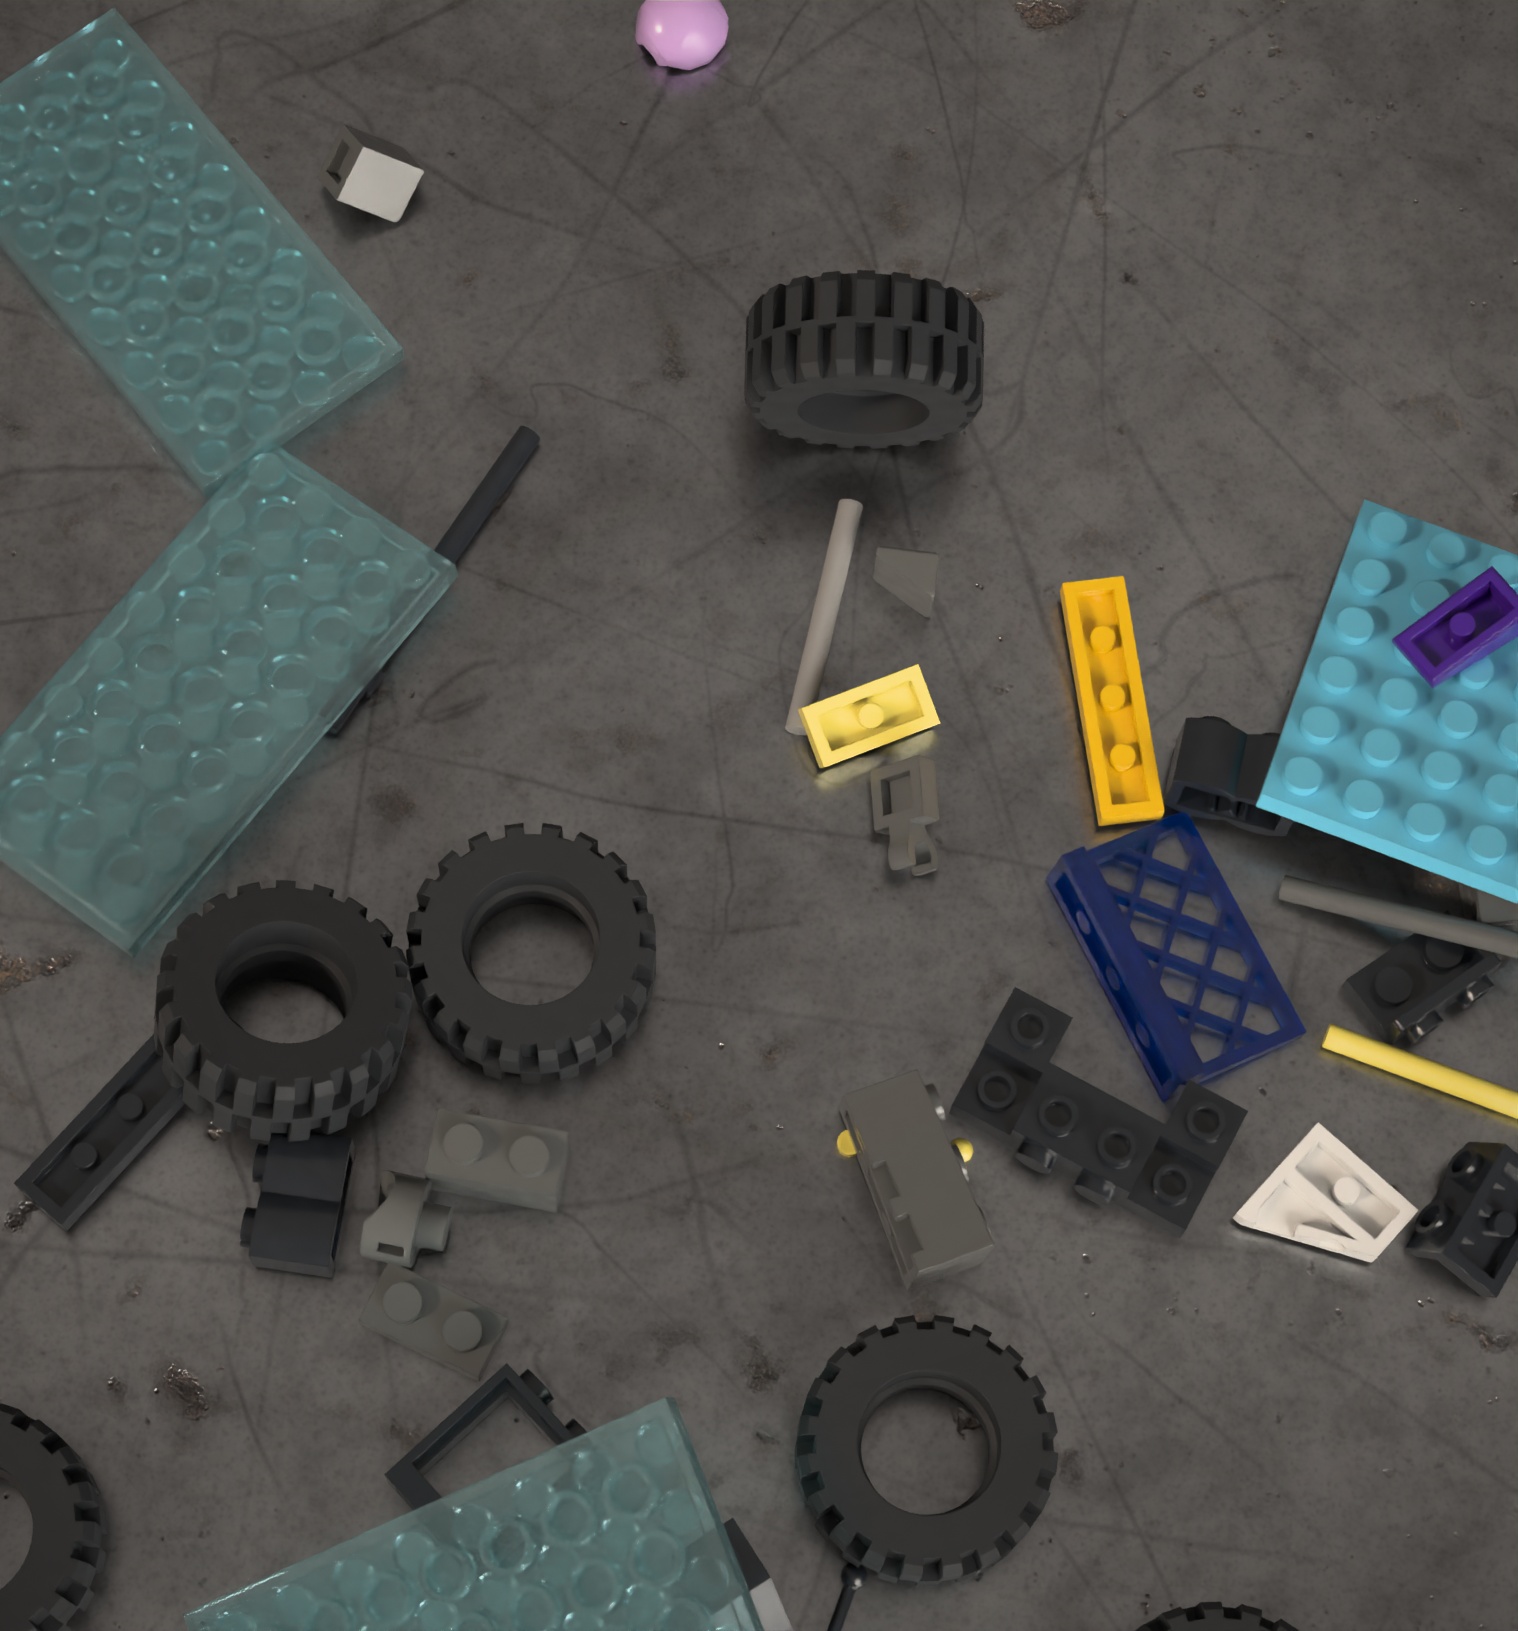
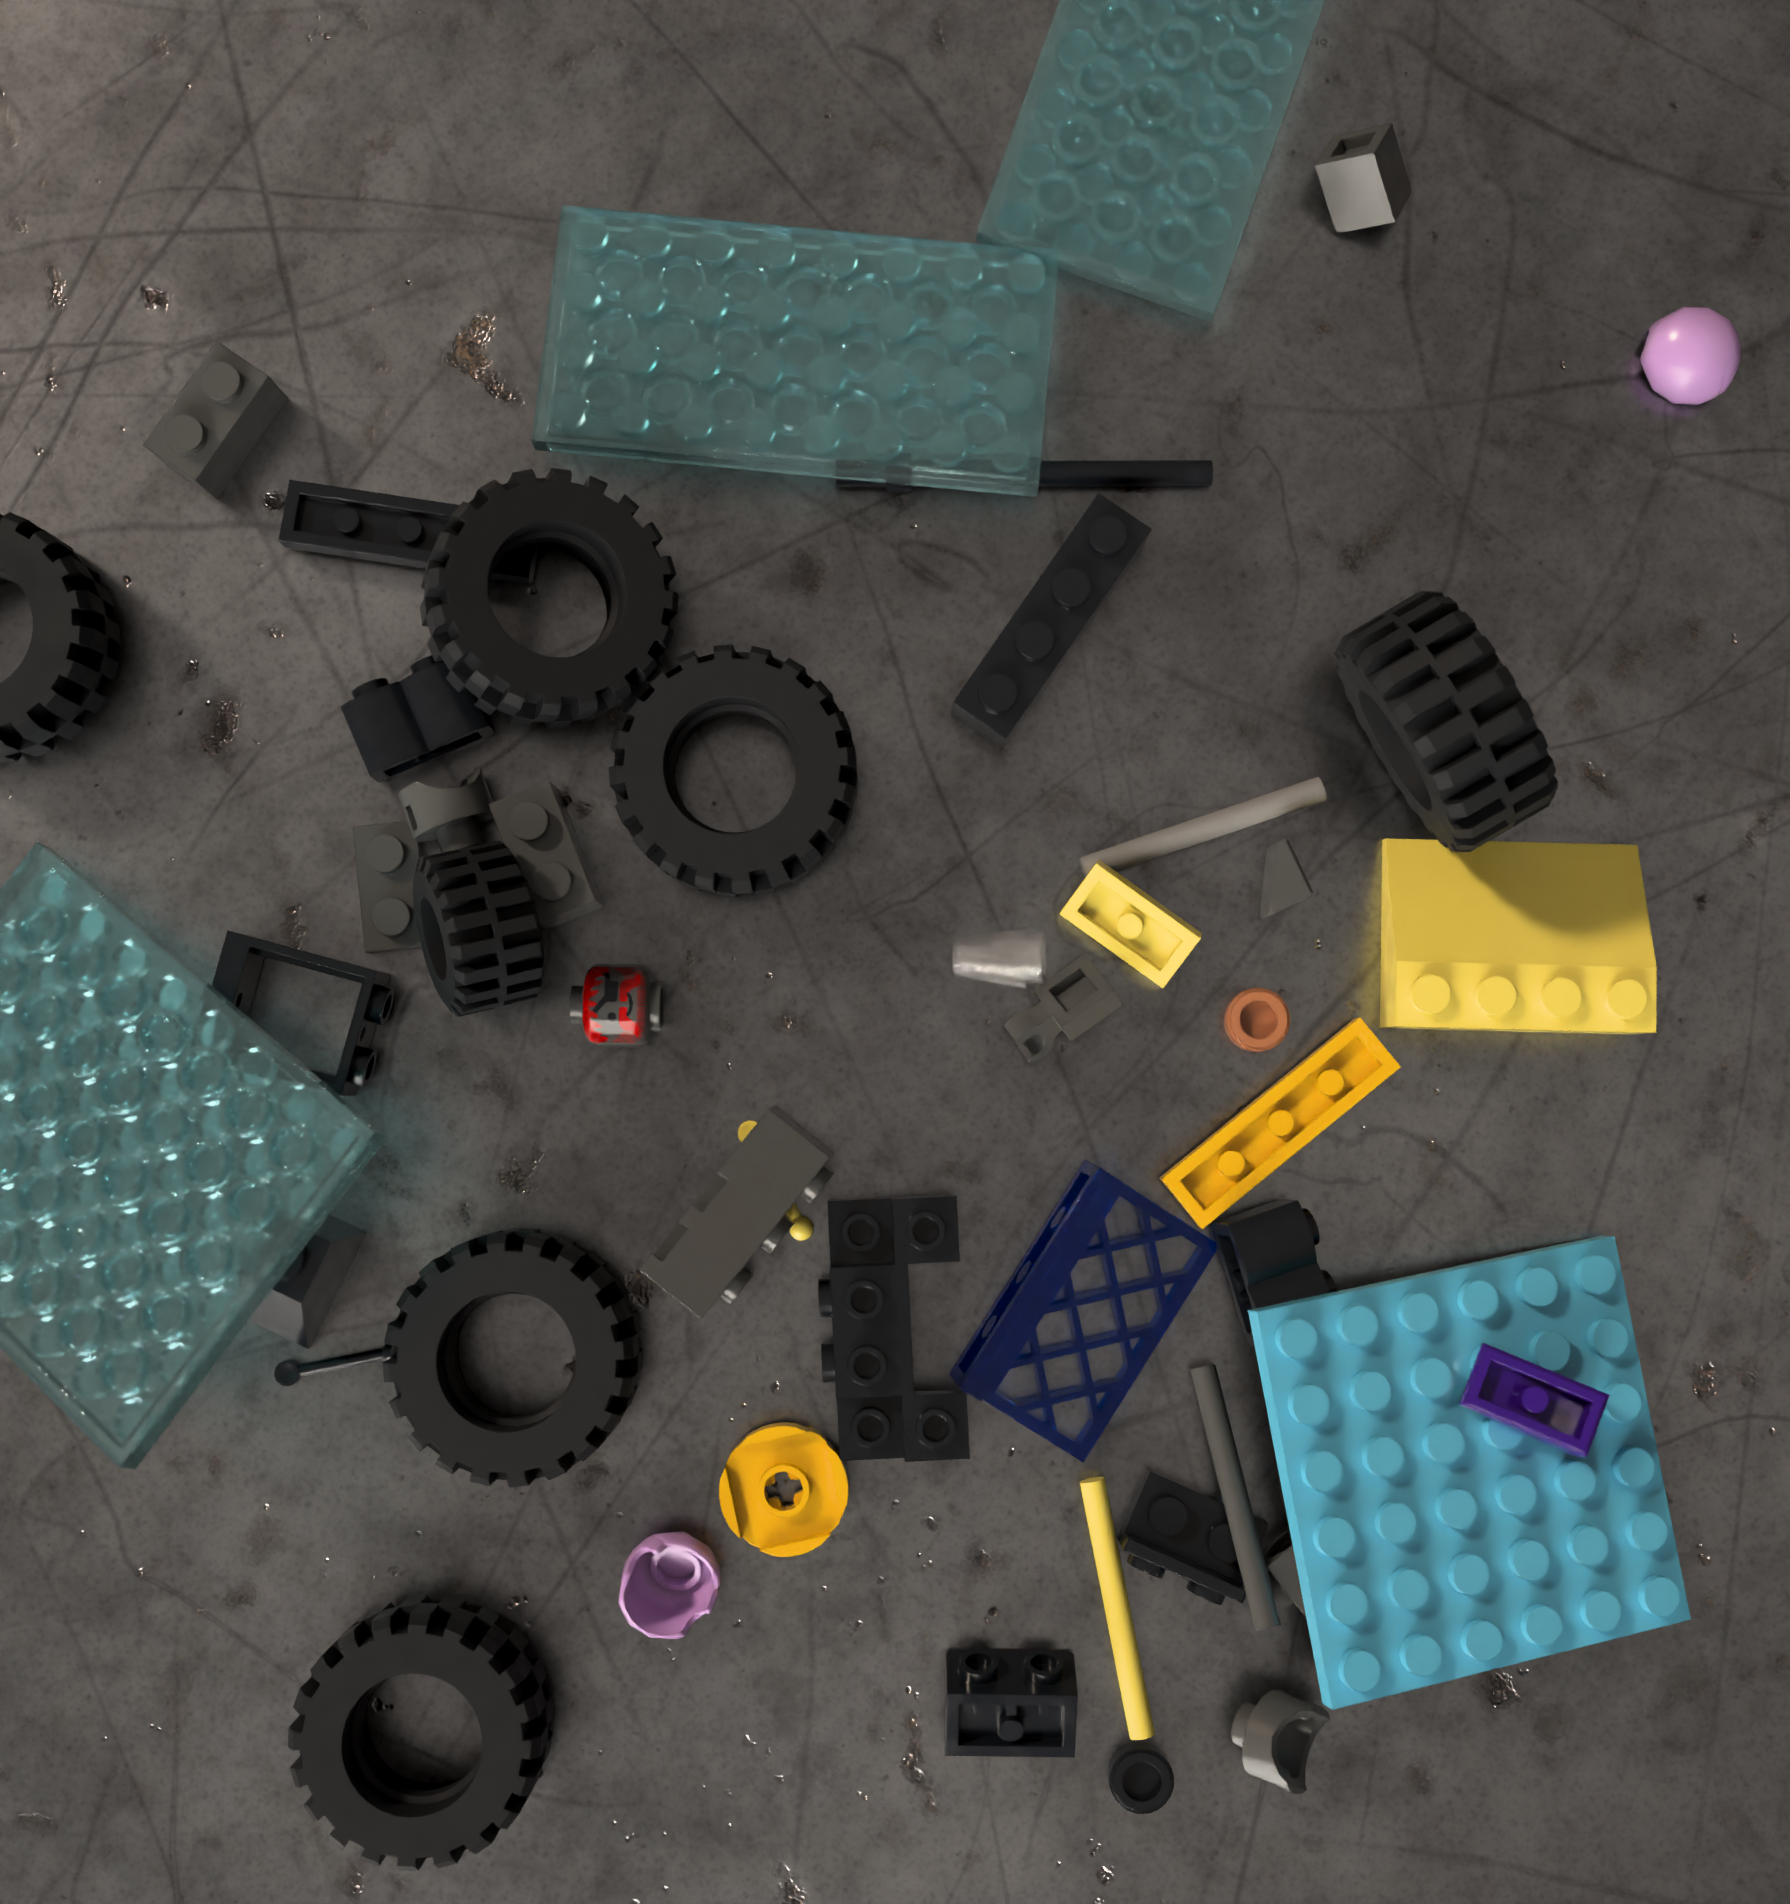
camera: 65 degrees right, 15 degrees up
(528, 1244) = (478, 928): none -> black tyre
(573, 627) = (1050, 621): none -> black brick
(668, 1181) = (618, 1005): none -> dark grey head
(832, 836) = (1002, 958): none -> clear cone
(1012, 669) = (1257, 1020): none -> nougat tile
(1072, 431) = (1516, 938): none -> light yellow slope
(1208, 1442) = (668, 1584): none -> lavender hair
(1215, 1280) = (763, 1519): none -> yellow plate
(1328, 1200) = (944, 1565): white wing -> none

